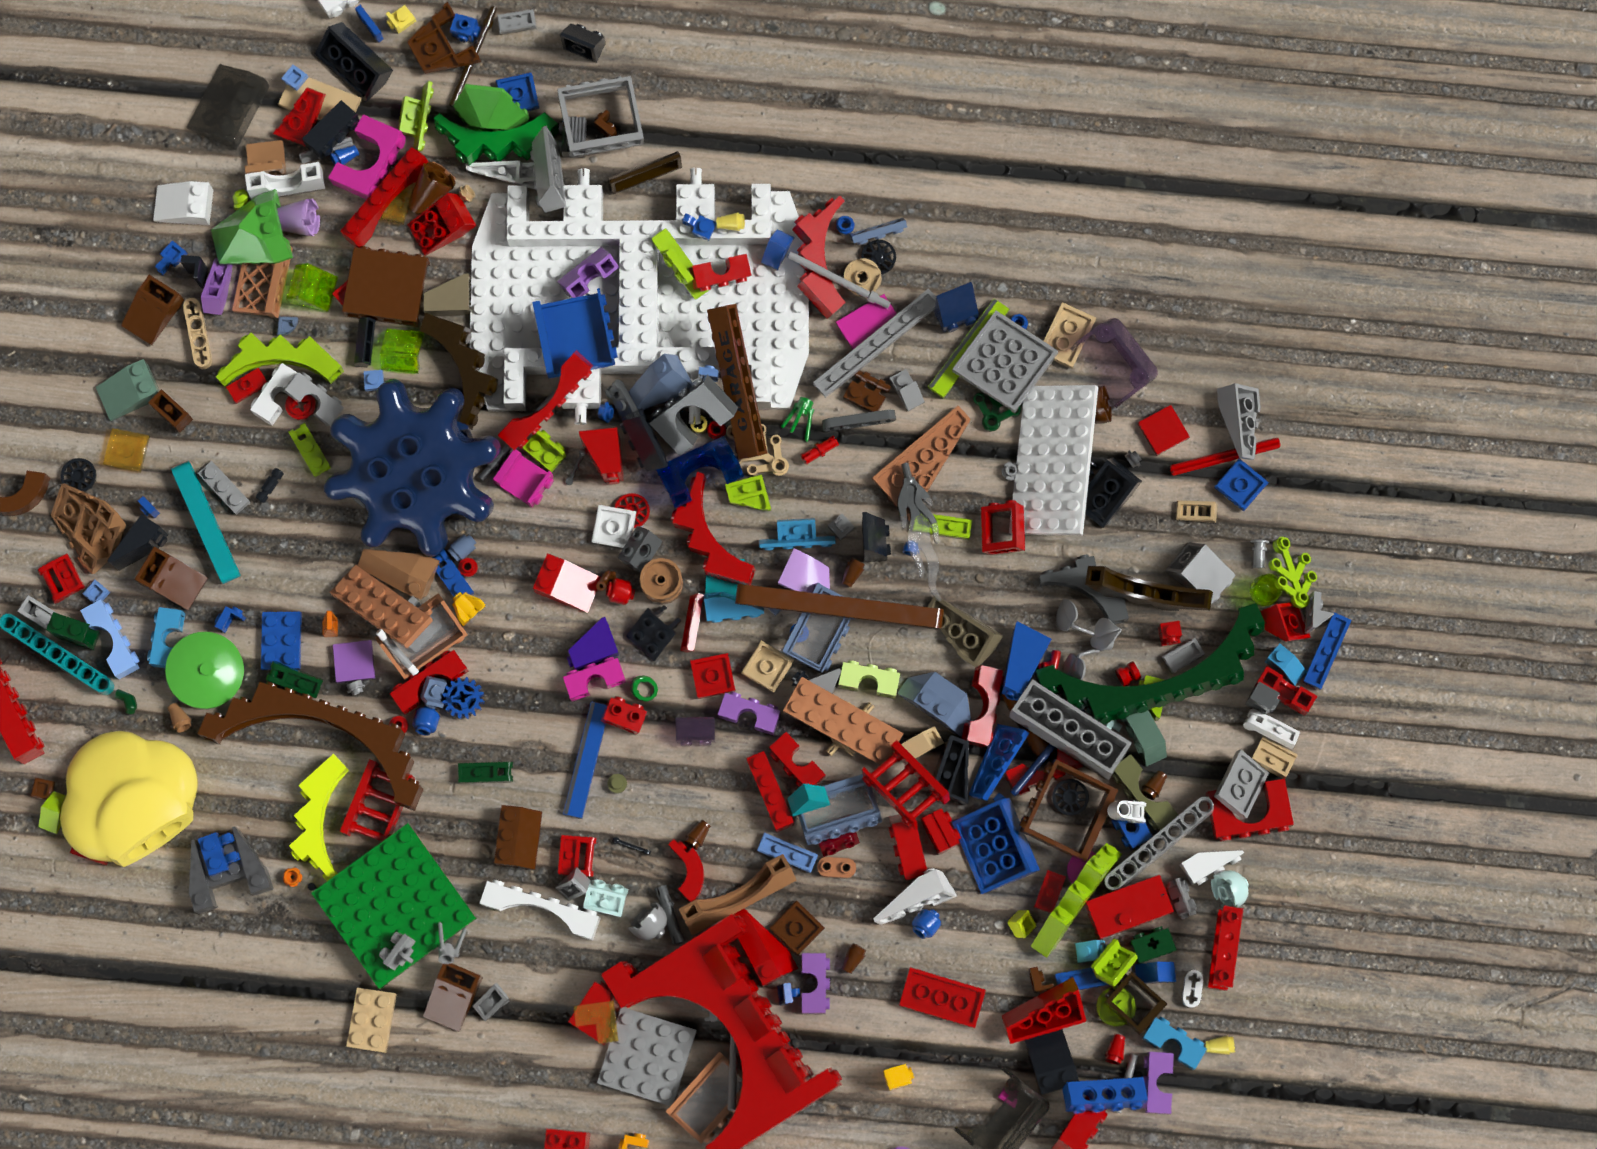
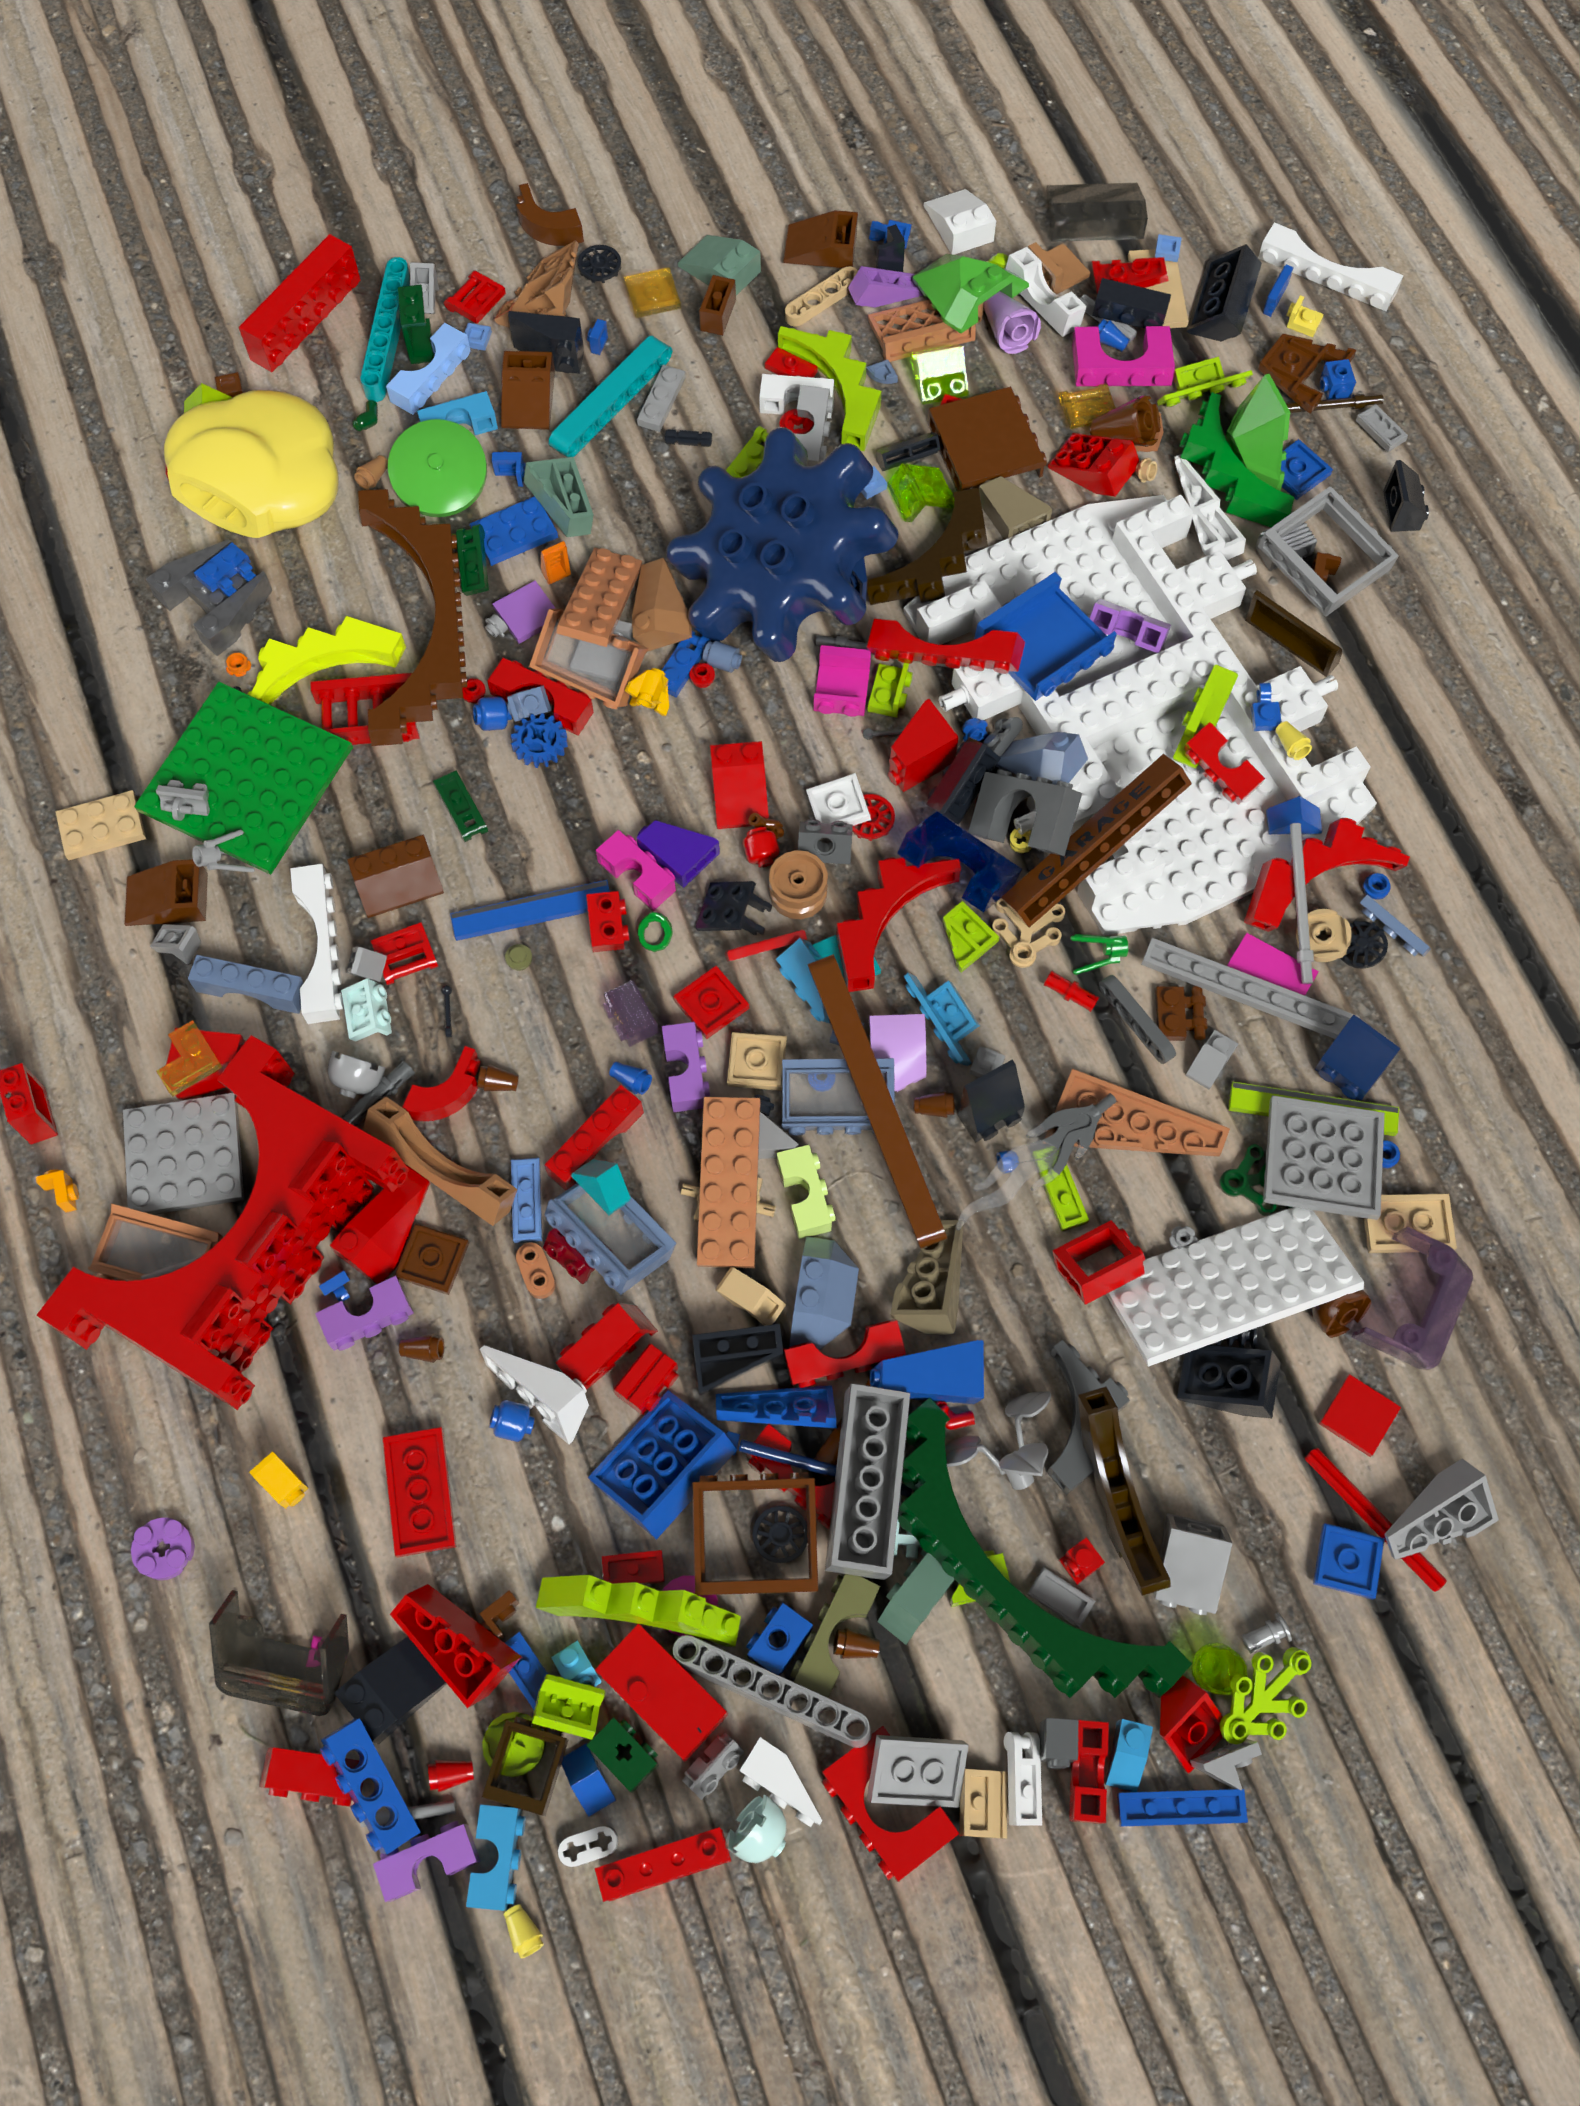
camera: 60 degrees right, 10 degrees down
(276, 594) = (561, 493): none -> sand green wedge
(363, 222) = (1043, 384): red arch -> none
(397, 652) = (552, 637): light grey bar -> none
(547, 171) = (1225, 525): light grey slope -> none
(548, 965) = (222, 977): none -> sand blue arch
(710, 370) = (1088, 803): medium blue plate -> none
(712, 426) = (1026, 855): red plate -> none
(739, 750) = (633, 1078): none -> blue cone
(783, 751) = (656, 1131): red arch -> none
(912, 767) = (696, 1316): red fence -> none
(1021, 924) = (571, 1552): neon yellow slope -> none
(1128, 674) = (987, 1525): red wheel -> none
(1130, 811) = (796, 1623): white piece -> none
(1133, 458) = (1295, 1392): flat silver plate -> none
(1204, 518) = (1283, 1541): tan slope -> none

